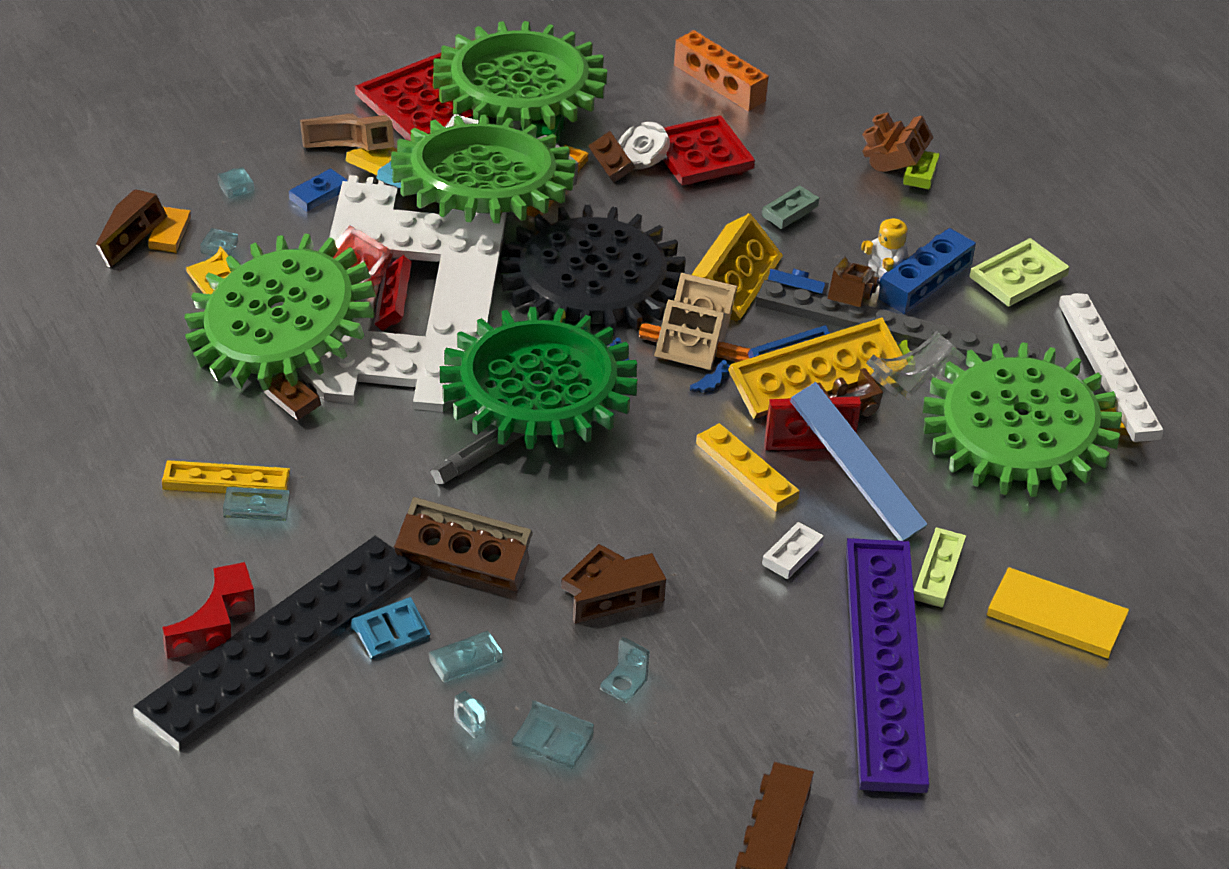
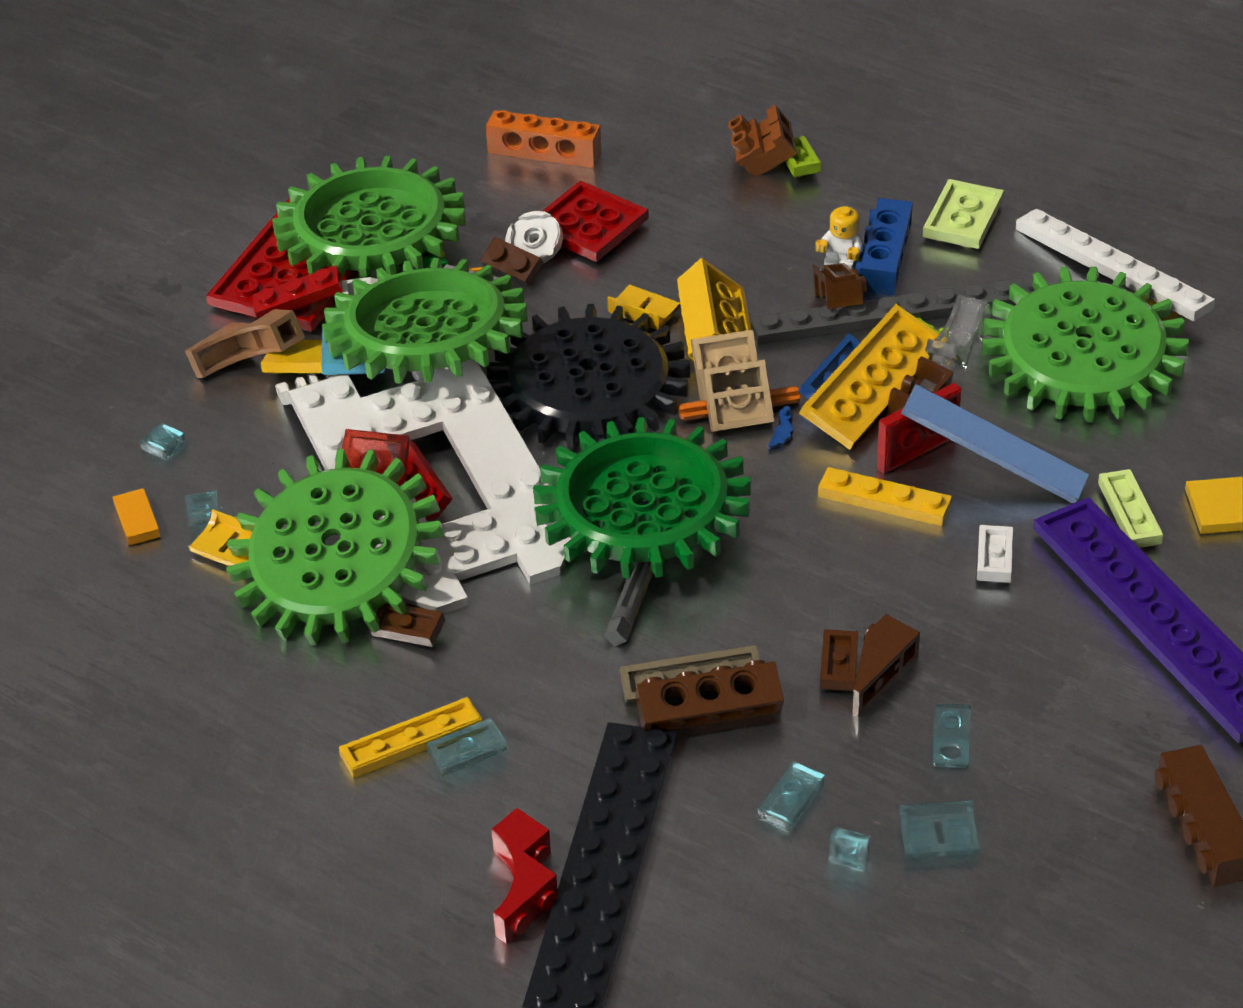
camera: 25 degrees left, 0 degrees up
(129, 224) = (97, 525): reddish brown slope -> none
(317, 190) = (253, 413): blue plate -> none
(377, 635) = (692, 817): dark azure piece -> none
(418, 110) = (299, 291): none -> red plate
(689, 234) = (634, 299): none -> yellow piece
(790, 207) = (715, 239): sand green plate -> none
(798, 279) = (783, 302): blue plate -> none

